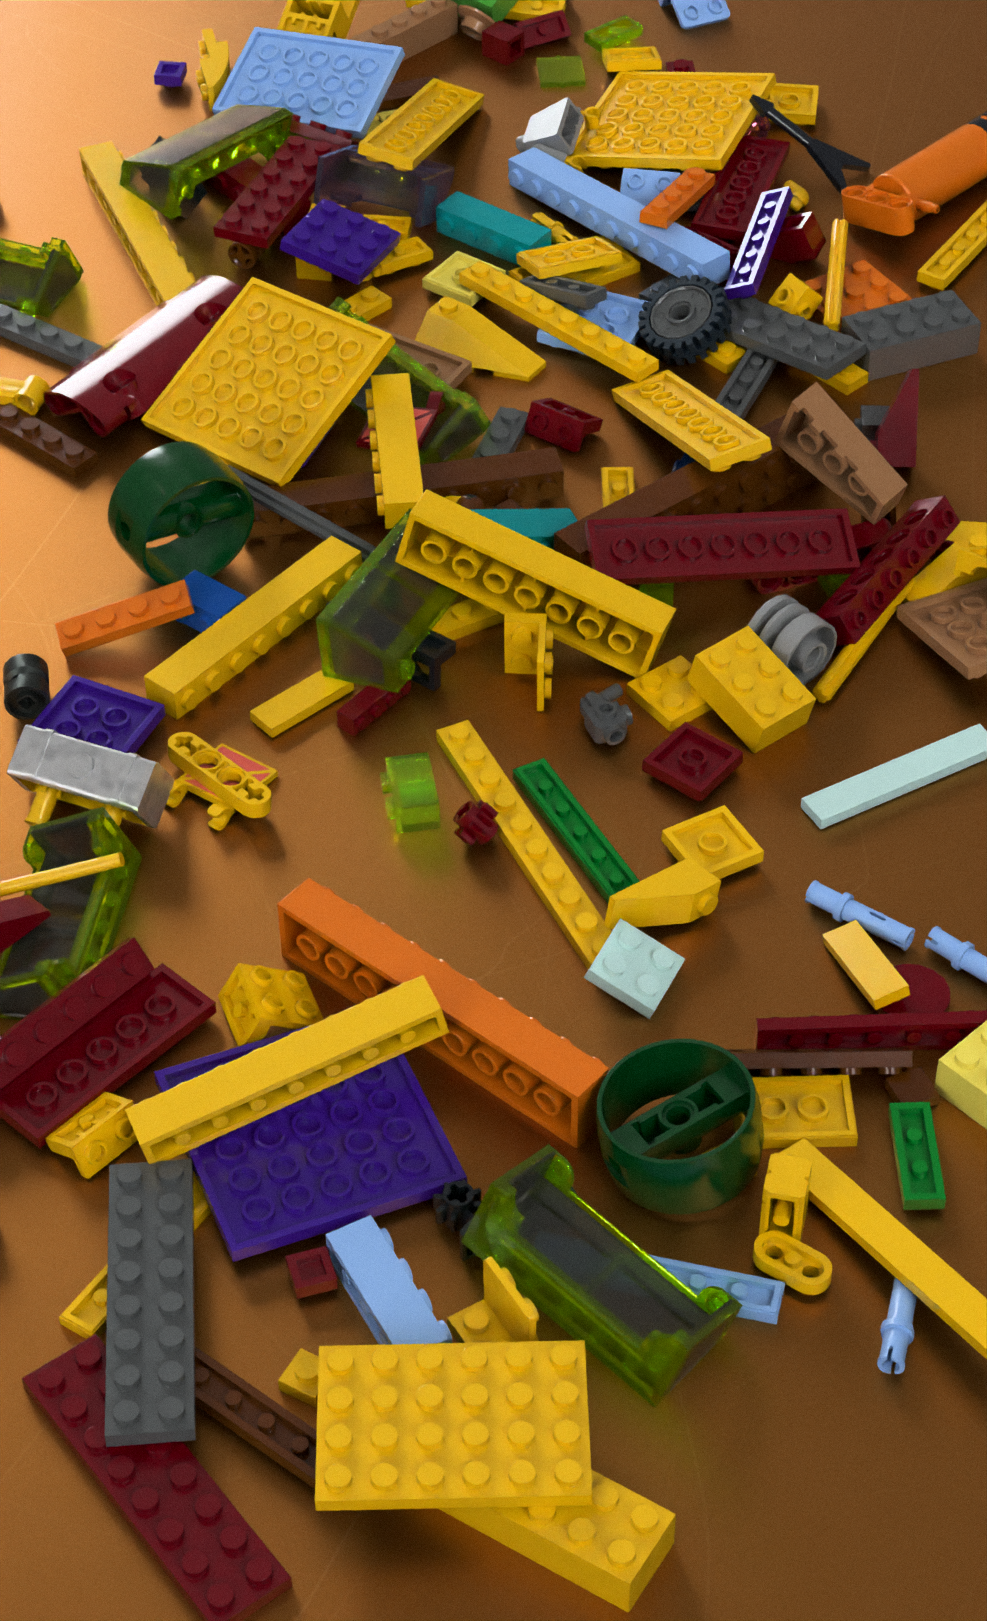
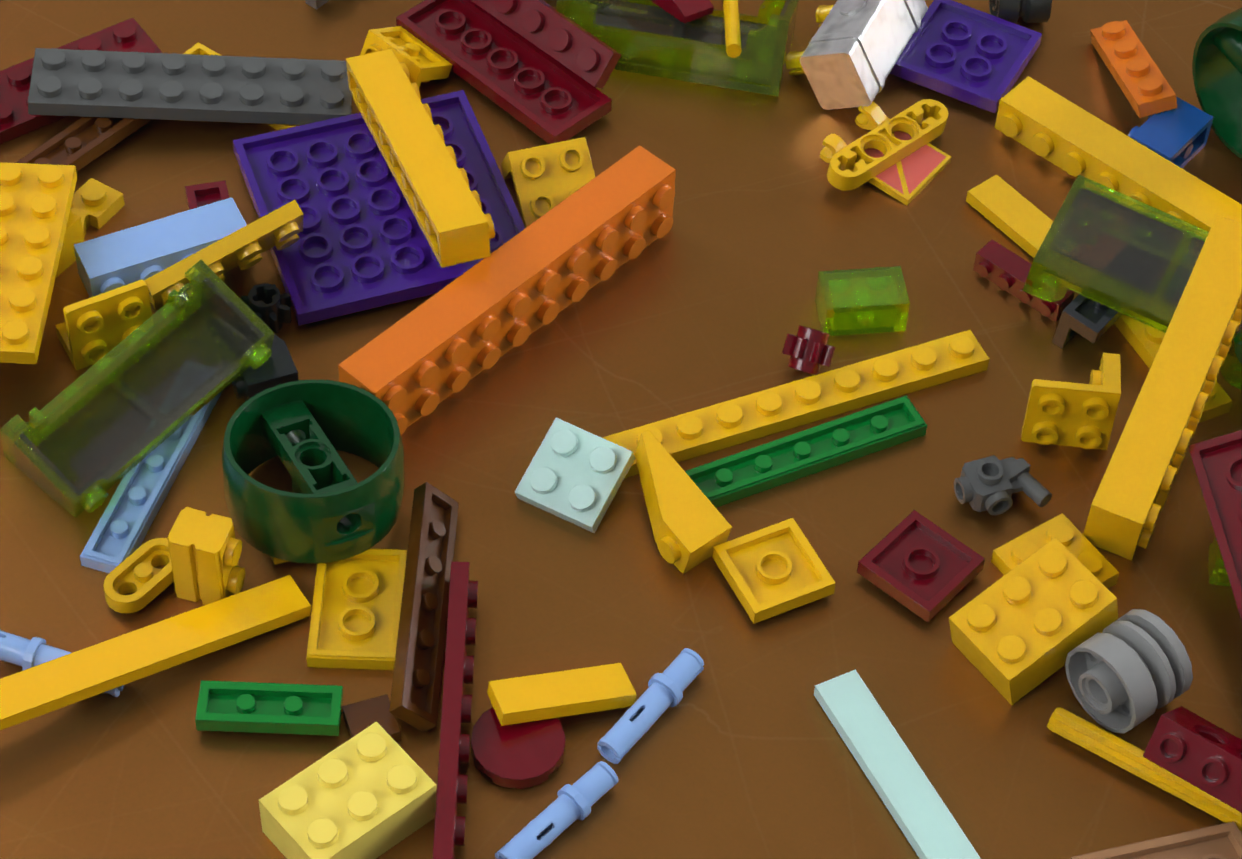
camera: 90 degrees right, 5 degrees up
(421, 1219) = (239, 249): none -> yellow plate

